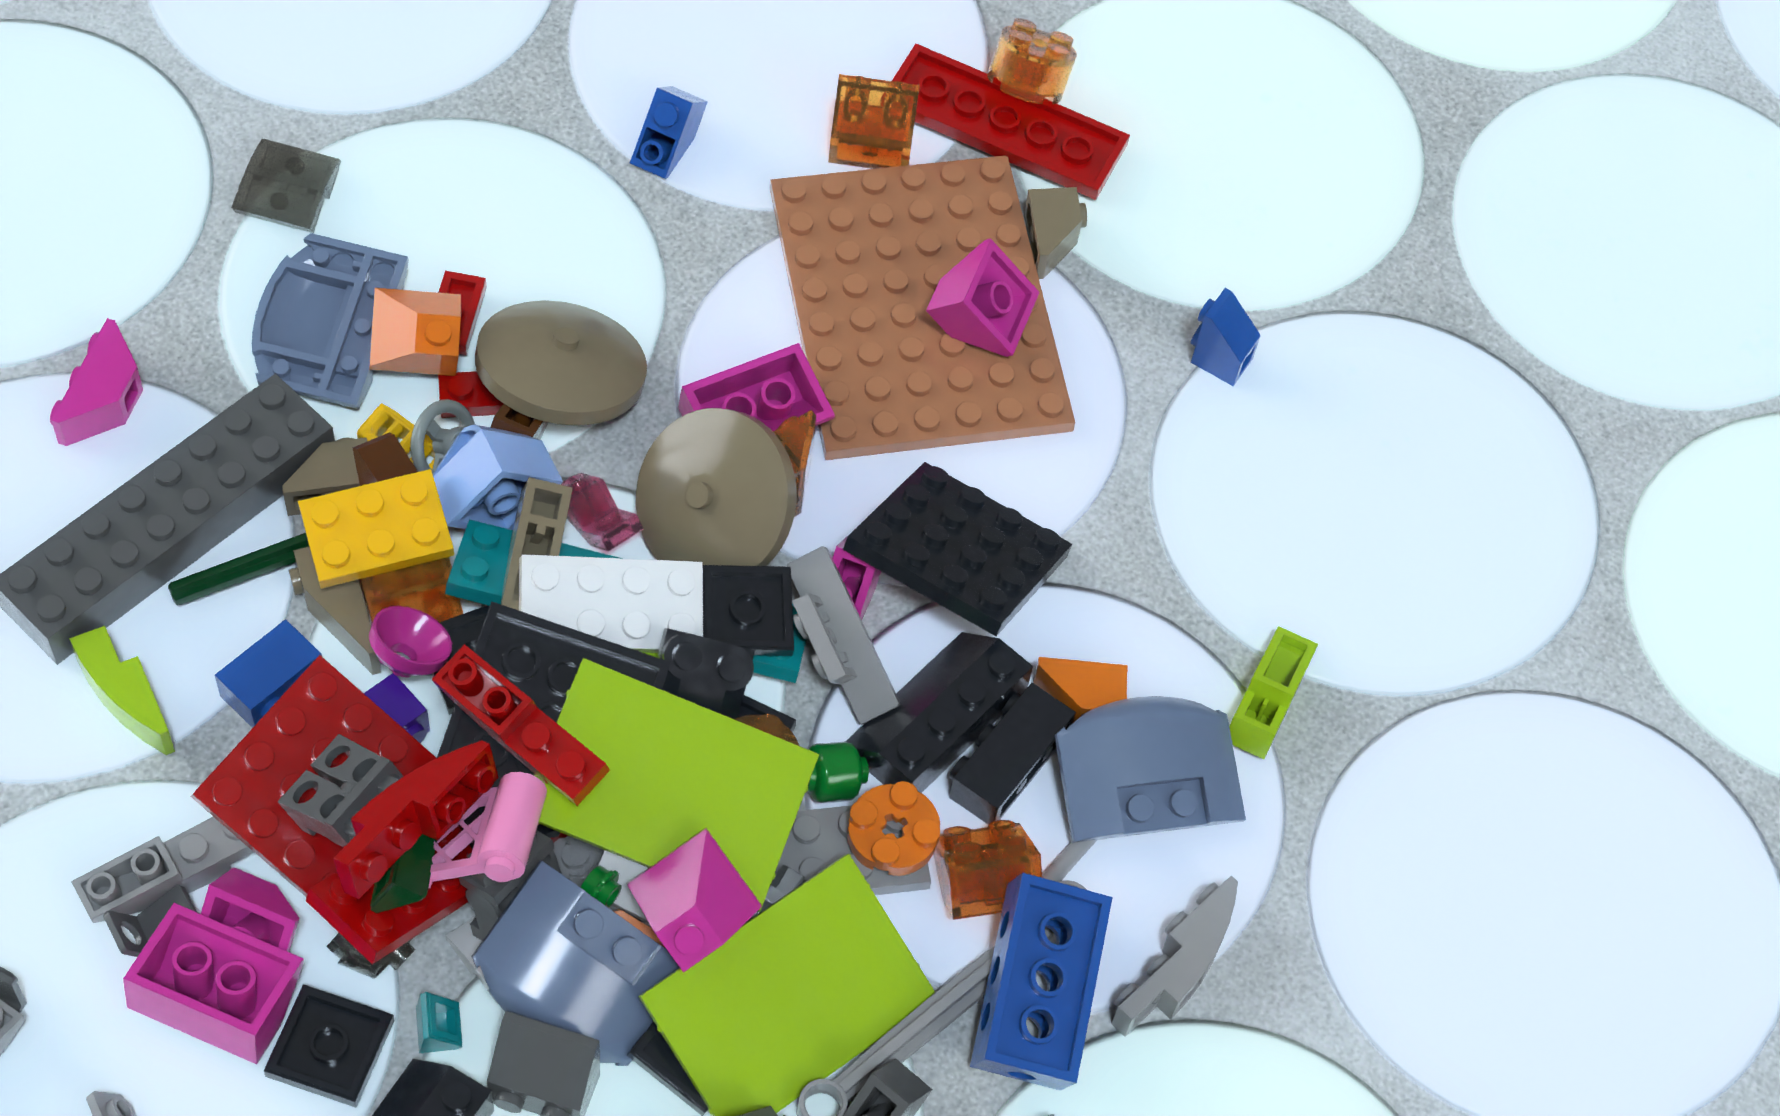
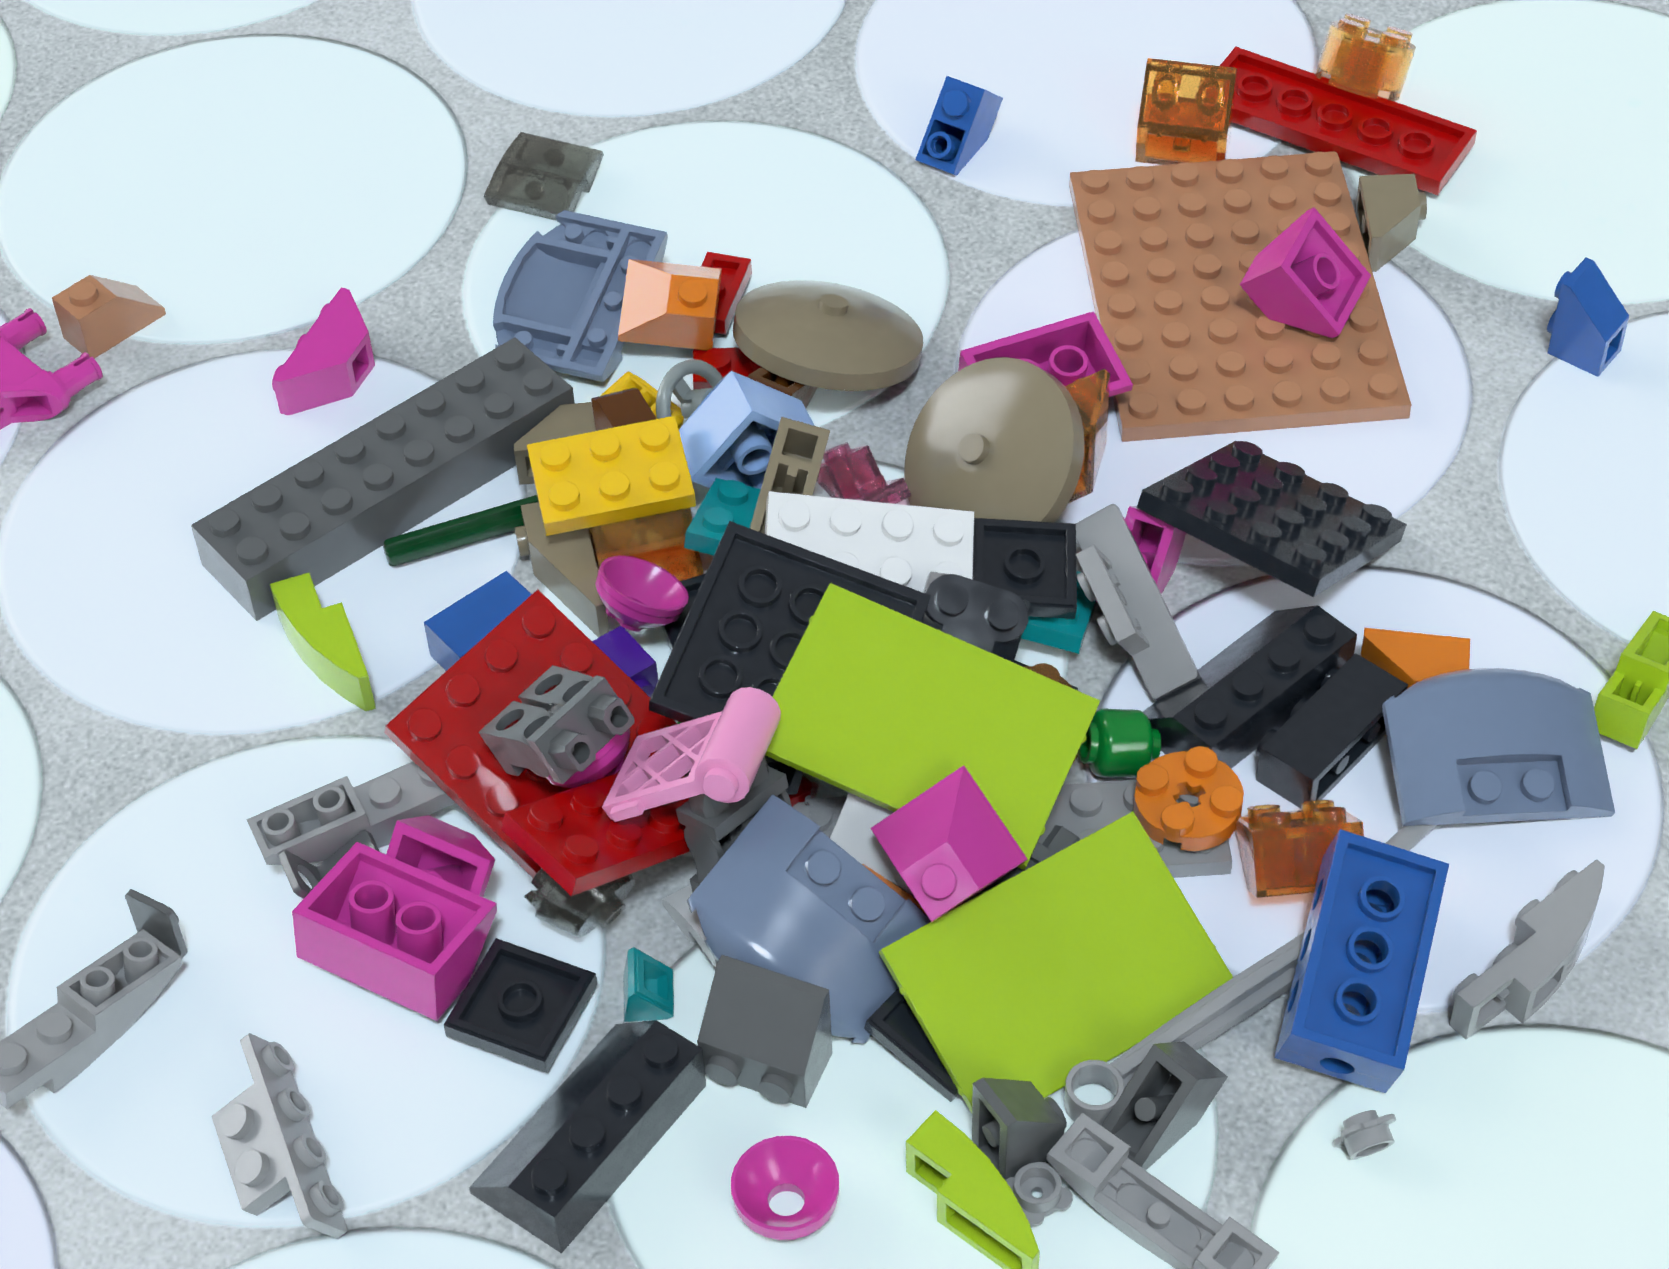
camera: 15 degrees right, 10 degrees down
(406, 879) = (615, 788): dark green slope -> none
(417, 804) = (627, 721): red slope -> none
(520, 725) = (752, 645): red slope -> none
(602, 885) = (845, 832): green plate -> none

